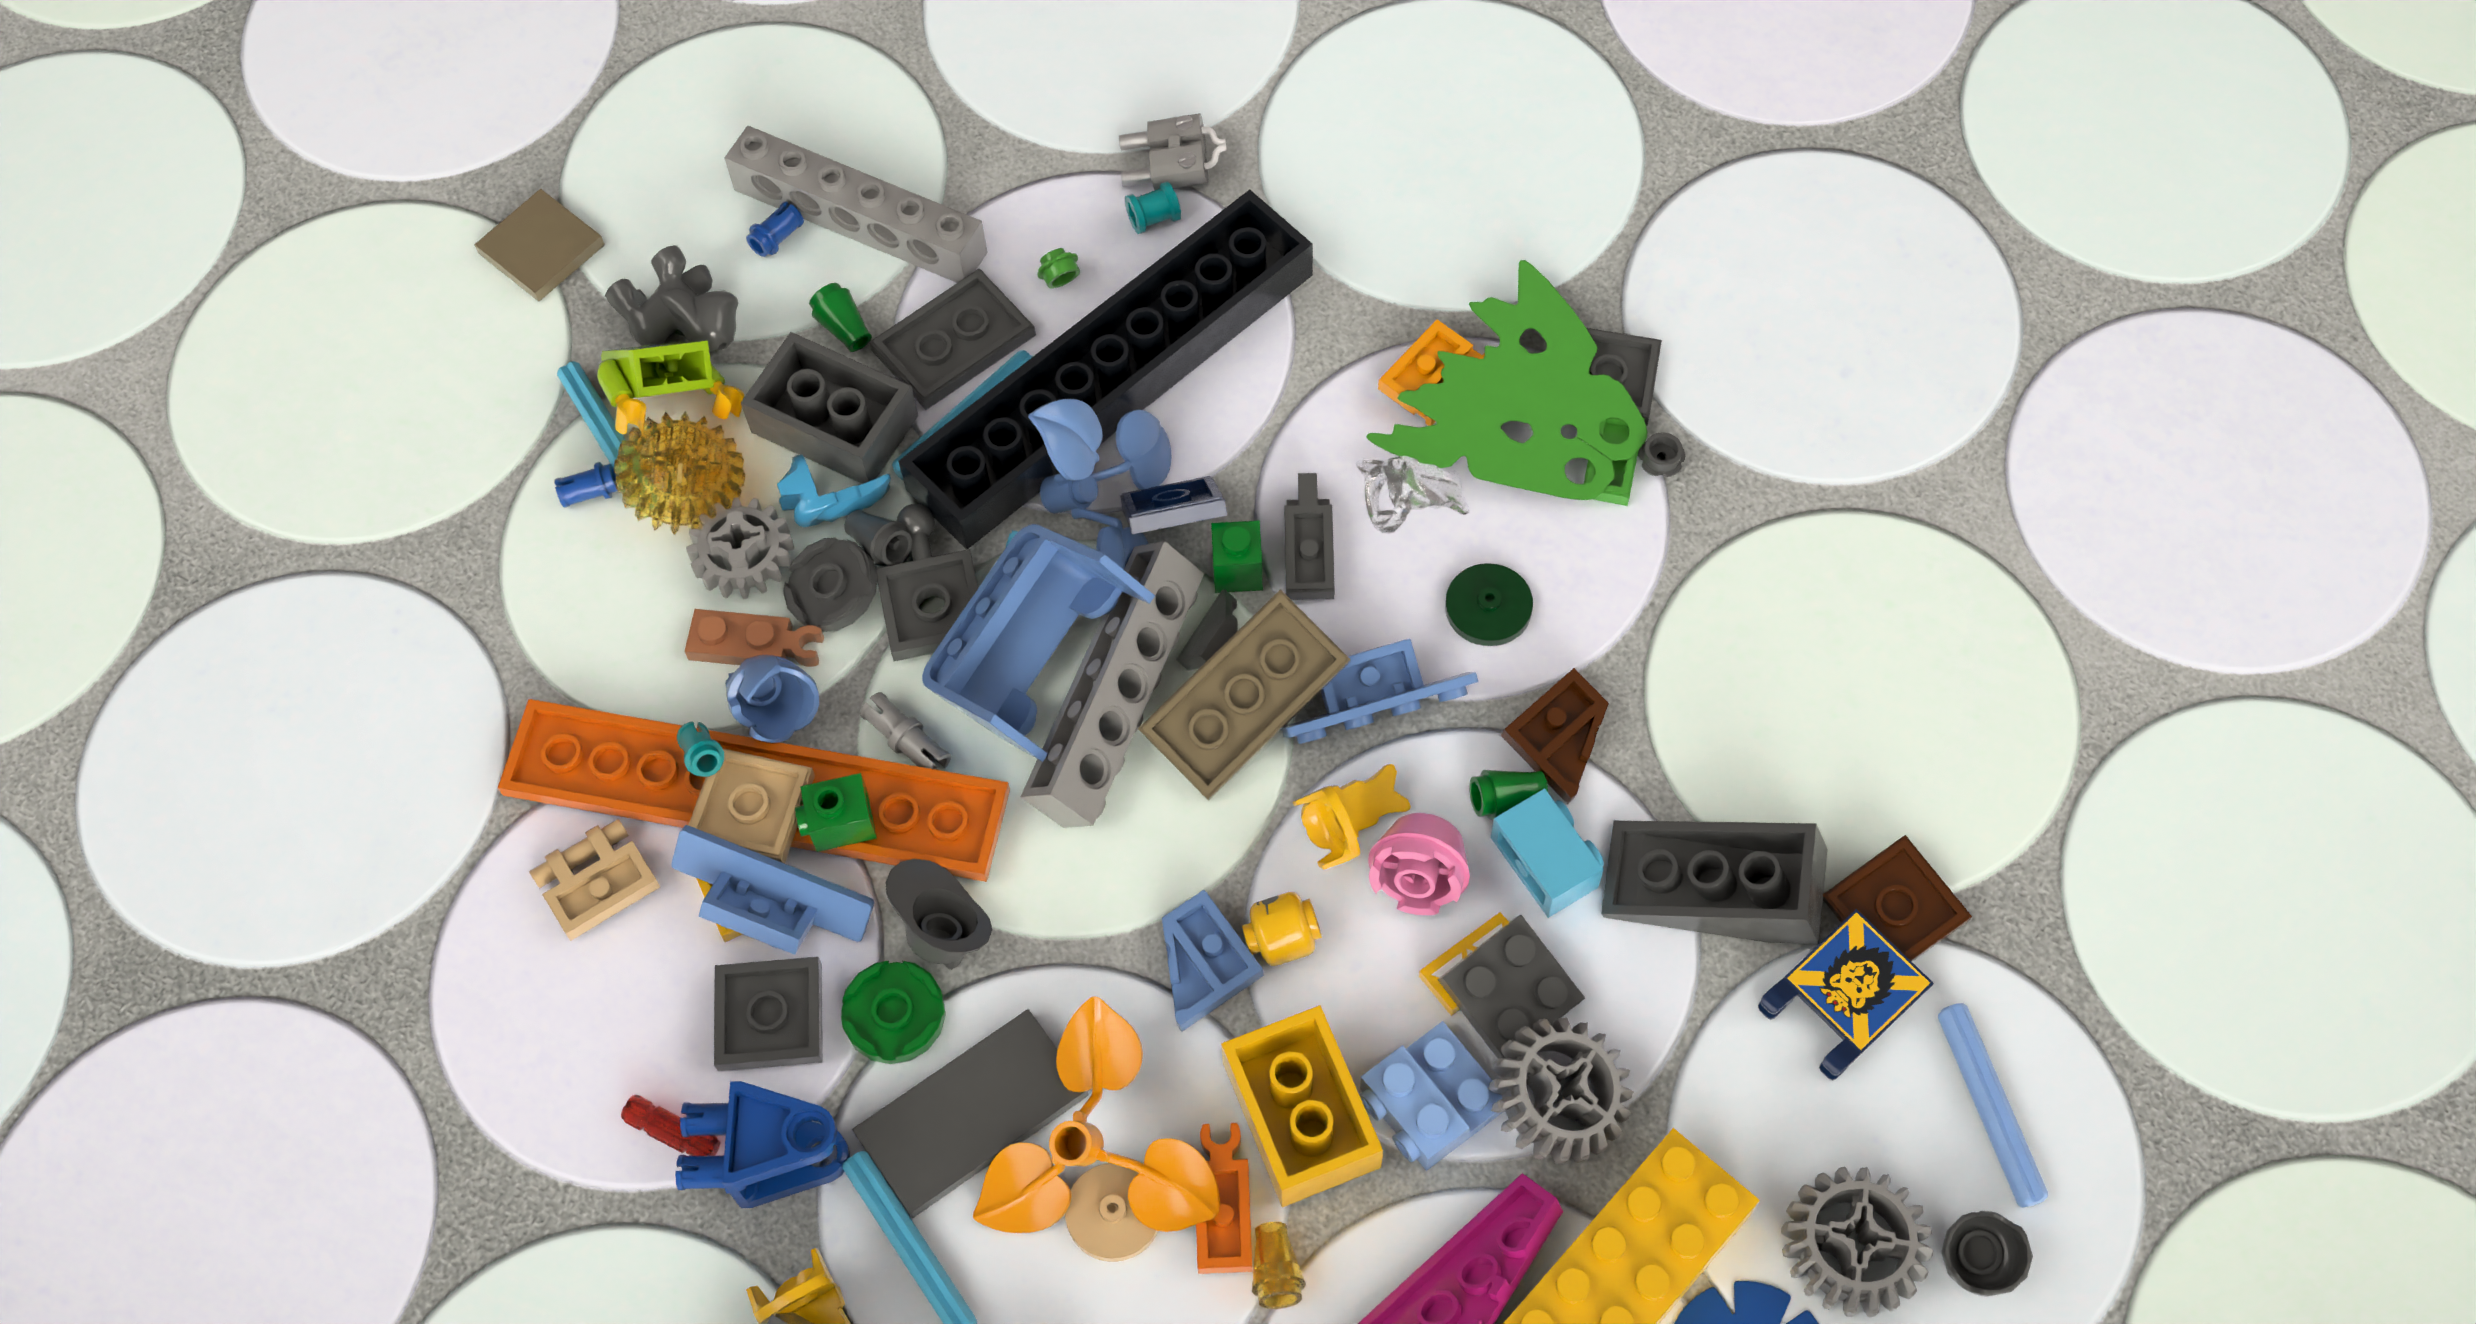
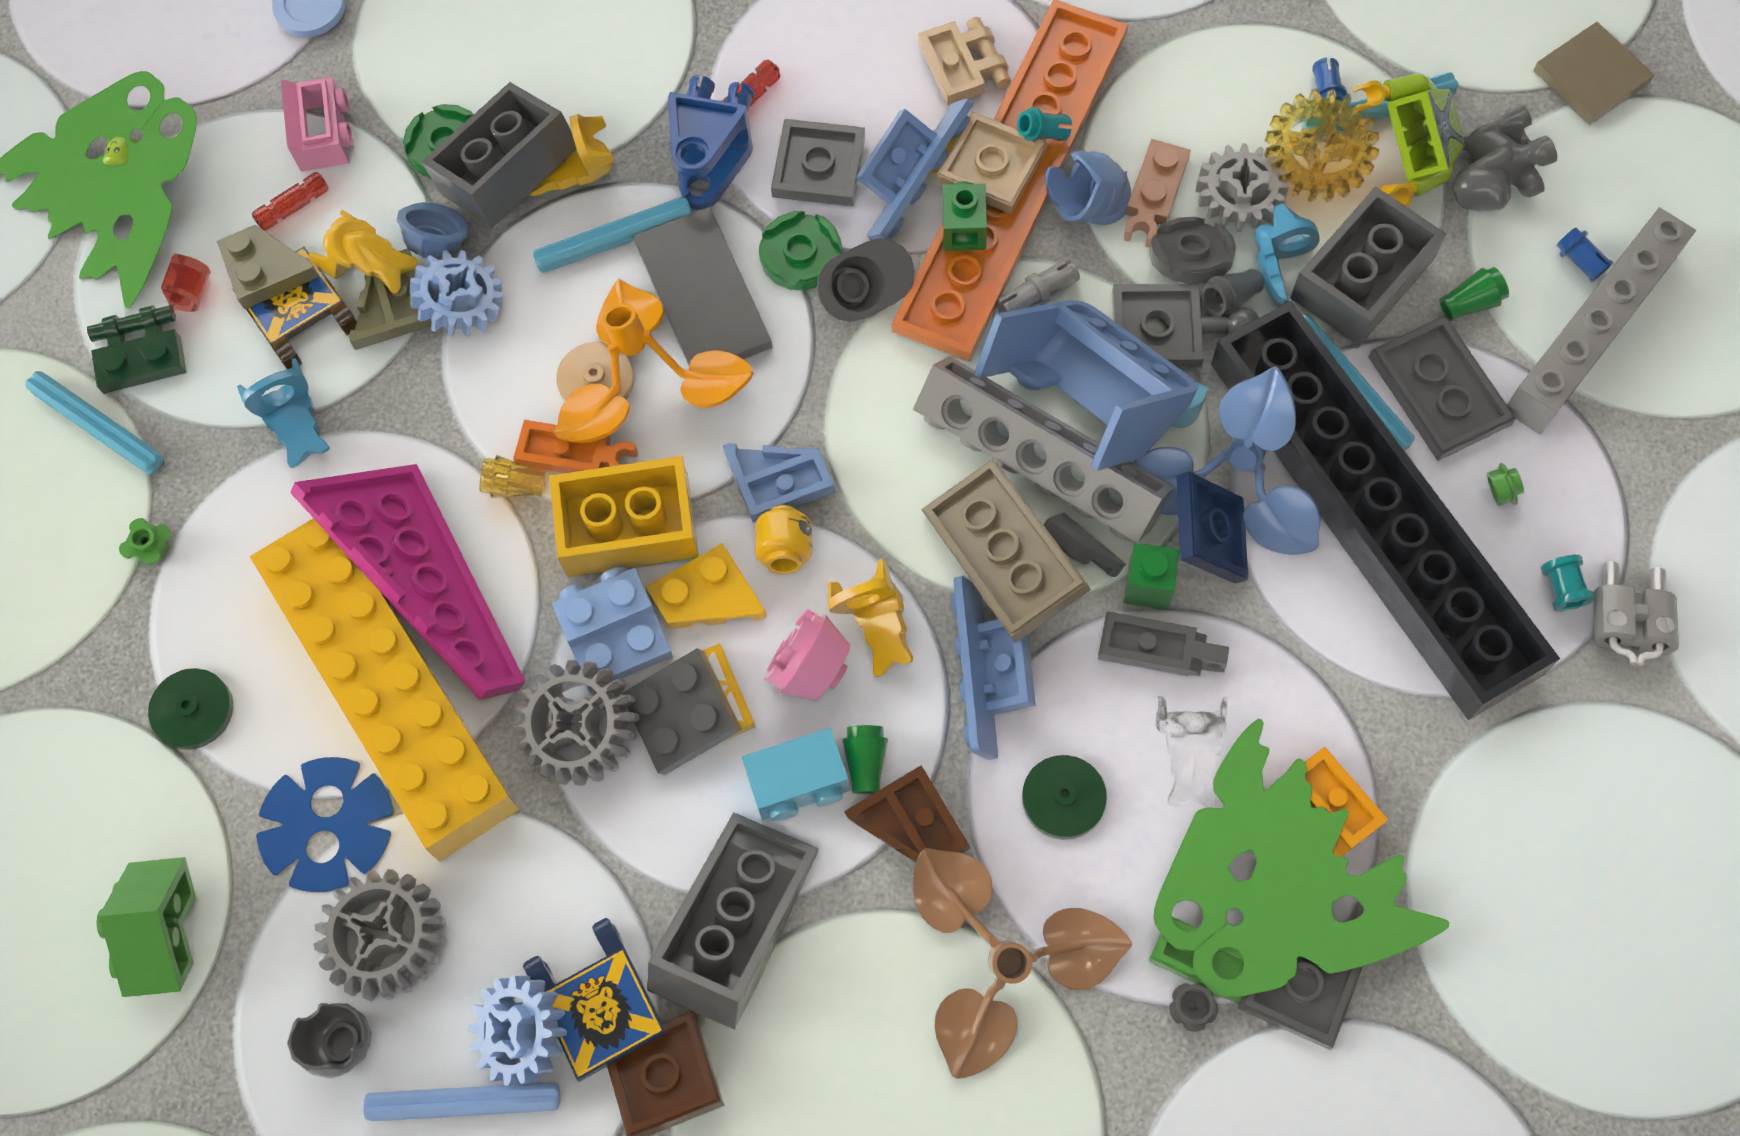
camera: 105 degrees right, 5 degrees up
(1361, 1004) = (705, 592): none -> yellow wing
(1640, 559) = (975, 1028): none -> medium nougat plant
(1905, 1056) = (517, 1030): none -> light blue gear

